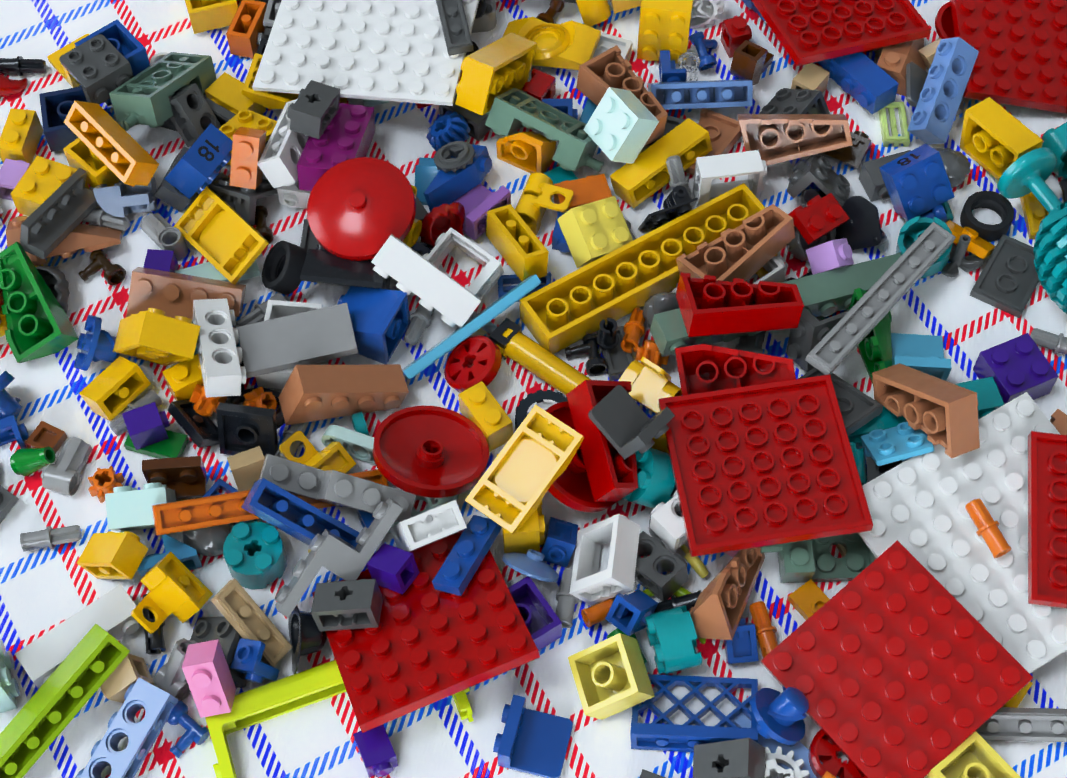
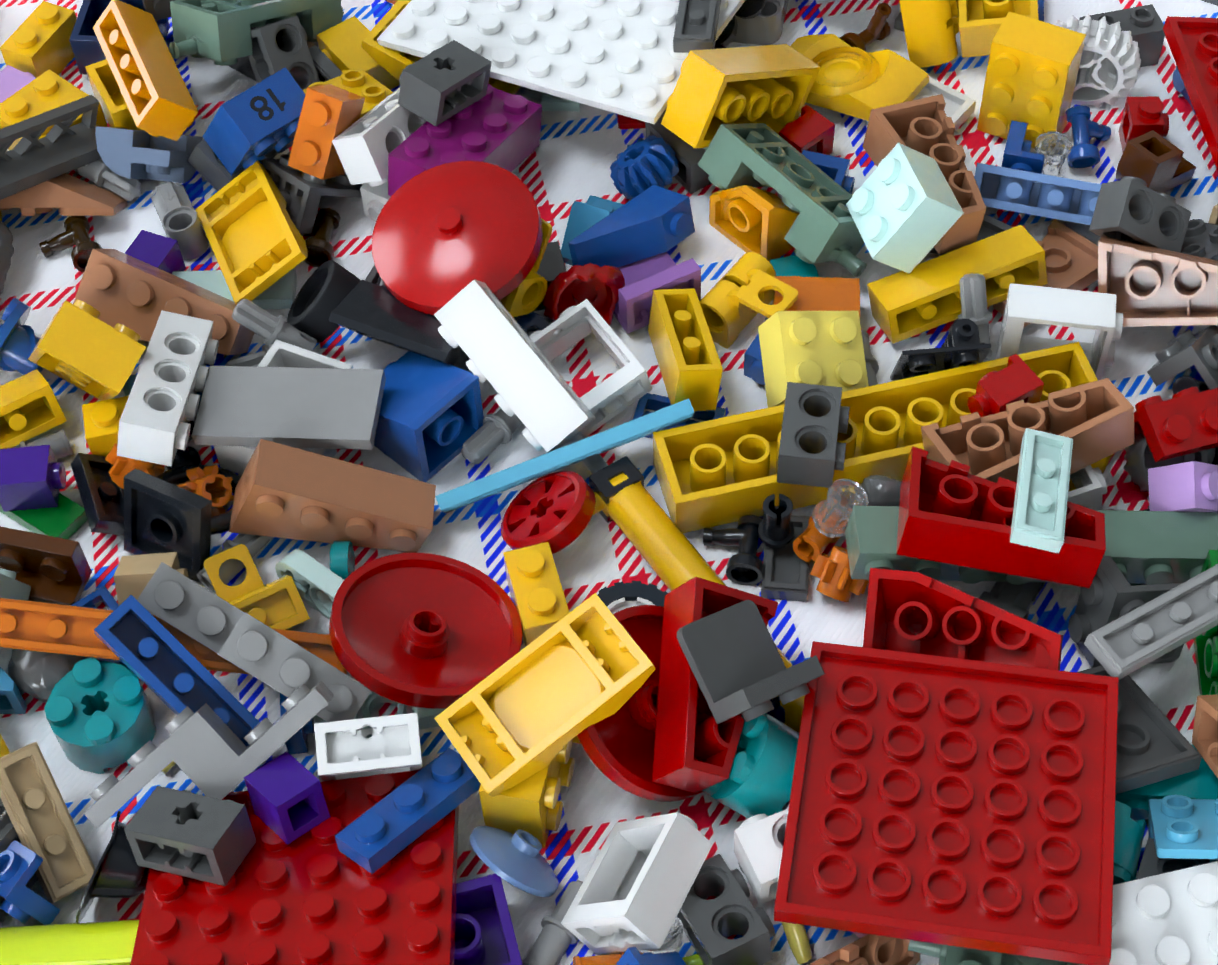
camera: 20 degrees right, 5 degrees down
(261, 292) = (270, 326): none -> light grey axle
(462, 152) = (645, 196): dark grey gear -> none
(559, 541) = (579, 832): blue bracket -> none
(611, 272) = (810, 426): none -> dark grey brick
(640, 321) = (834, 513): none -> clear bush
(649, 383) = (813, 613): yellow piece -> none
(715, 223) = (1005, 387): none -> red brick
(755, 96) = (1139, 215): none -> dark grey brick
(759, 280) = (1042, 491): none -> light aqua tile

